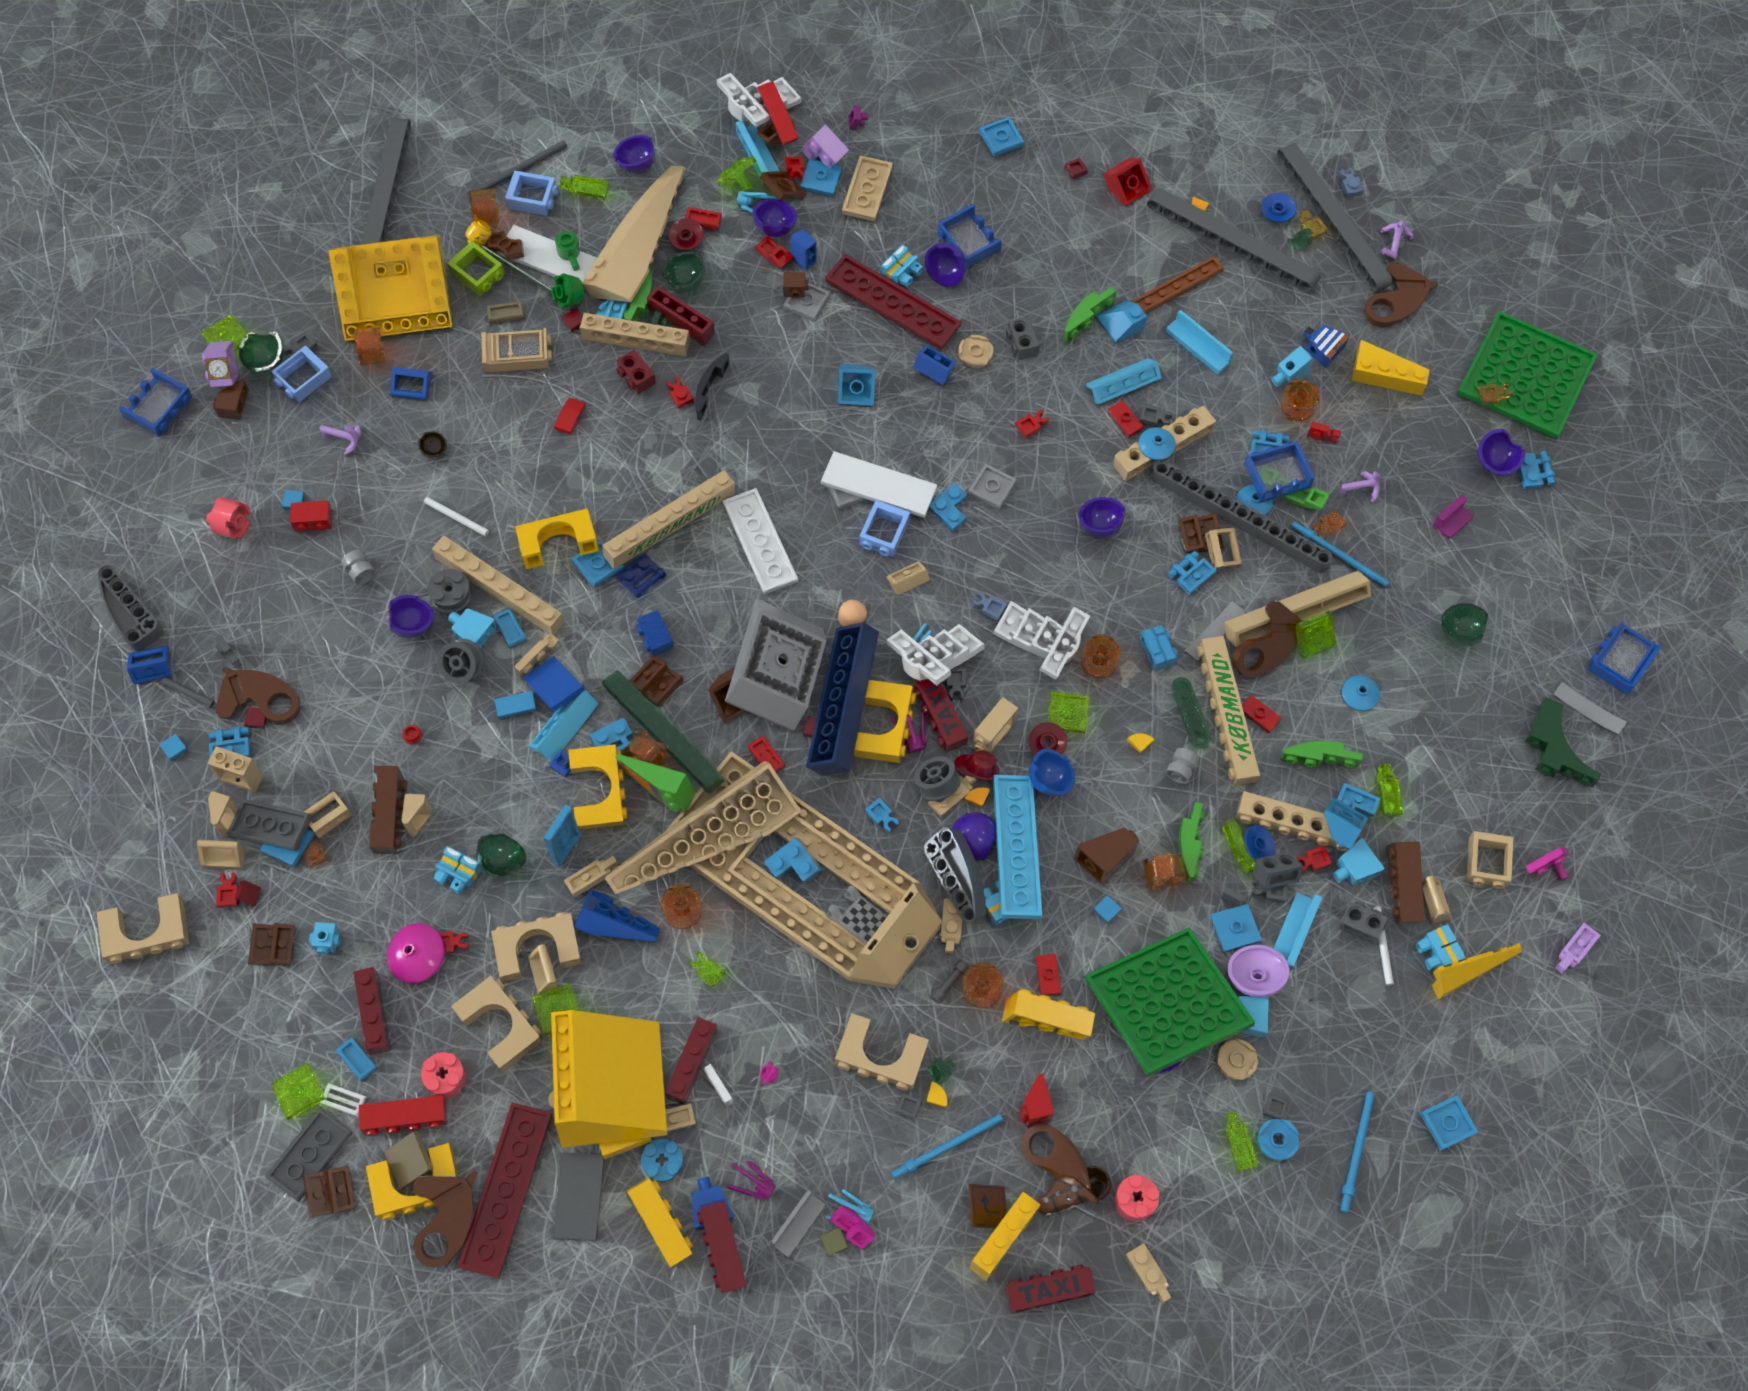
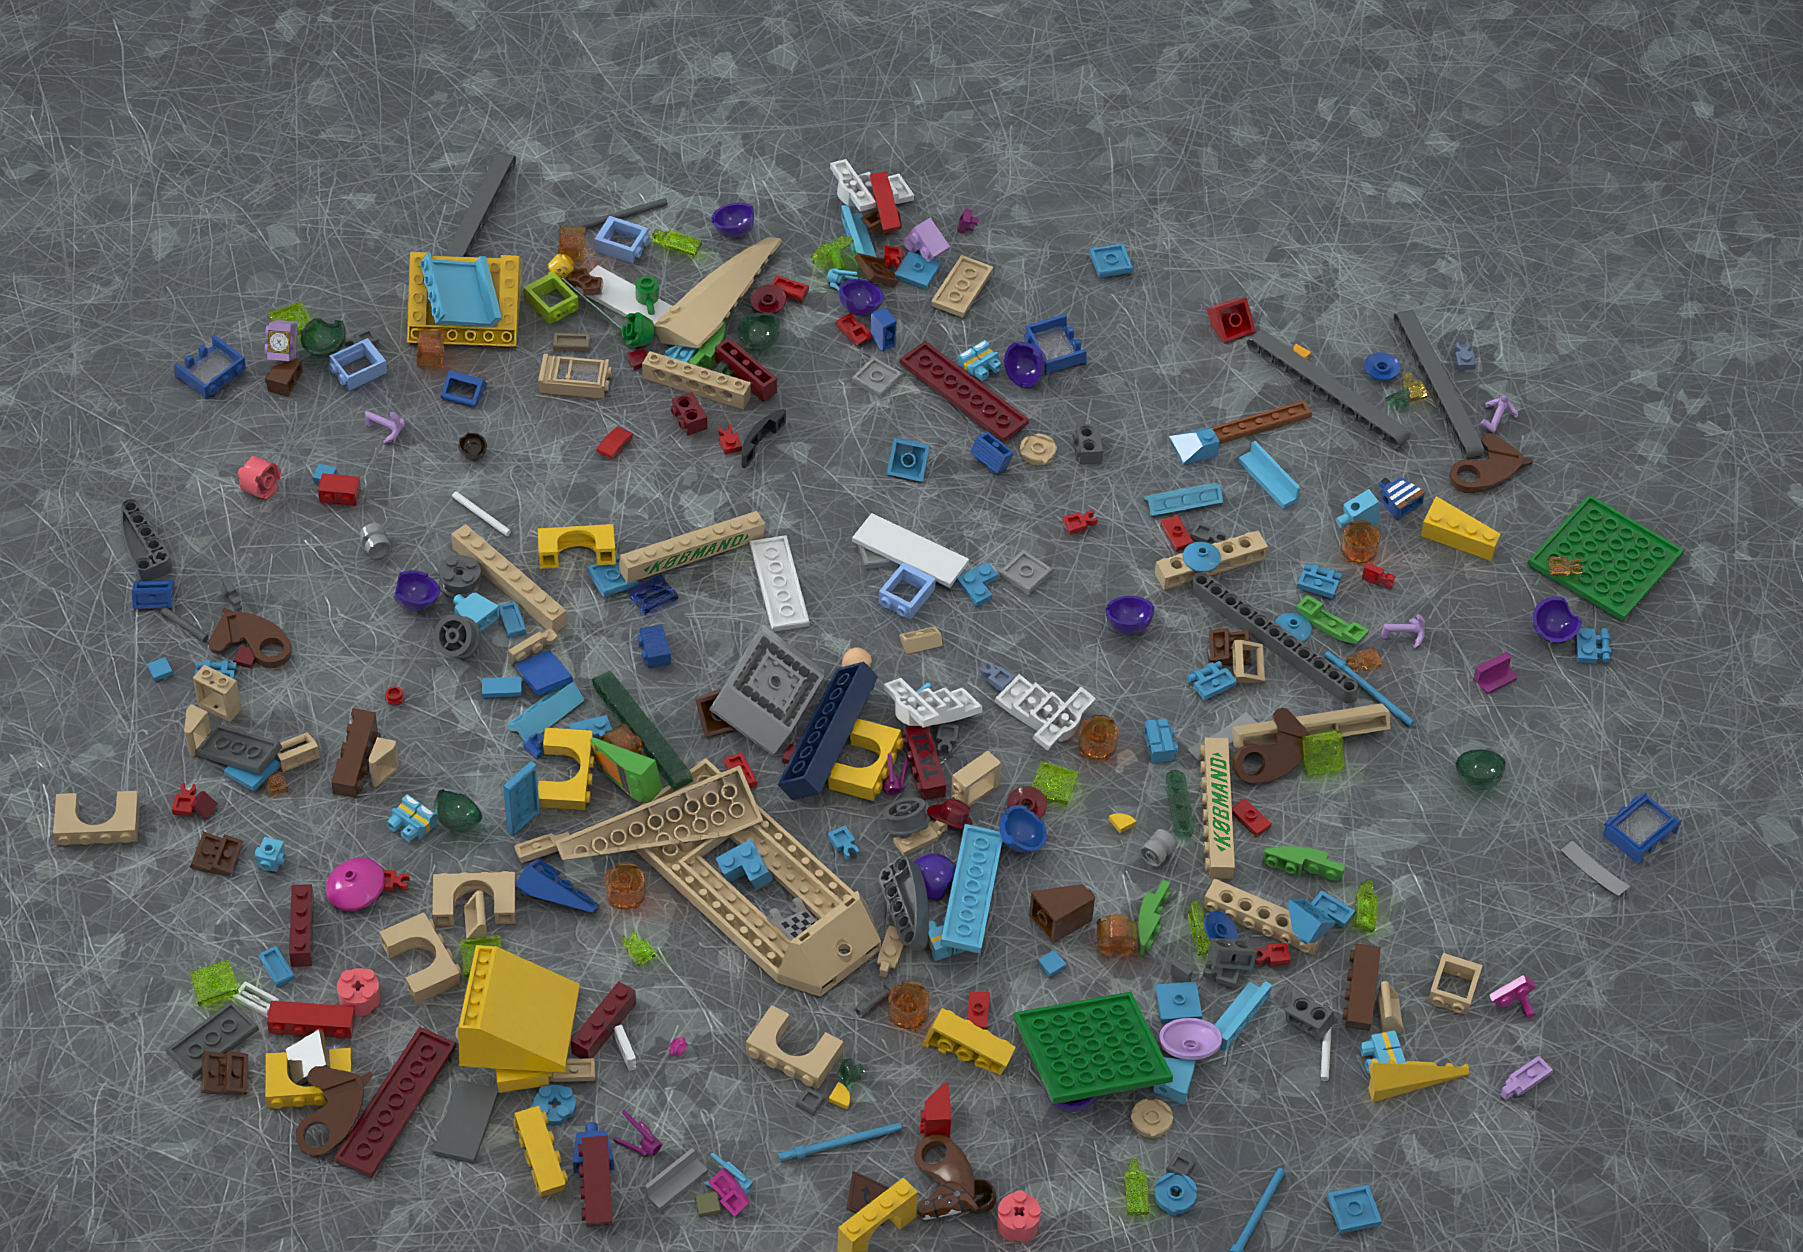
camera: 10 degrees right, 15 degrees down
(221, 854) = (186, 771): tan tile -> none
(387, 283) = (461, 292): none -> medium azure panel
(656, 681) = (647, 688): reddish brown slope -> none
(795, 284) = (867, 359): reddish brown brick -> none
(977, 796) = (944, 843): light orange tile -> none
(1076, 168) = (1181, 301): dark red tile -> none
(1084, 313) = (1154, 432): bright green slope -> none
(1279, 471) = (1321, 601): window -> none
(1355, 698) = (1360, 823): dark azure dish -> none
(1358, 864) = (1317, 966): medium azure torso -> none
(1557, 756) = (1547, 899): dark green arch -> none

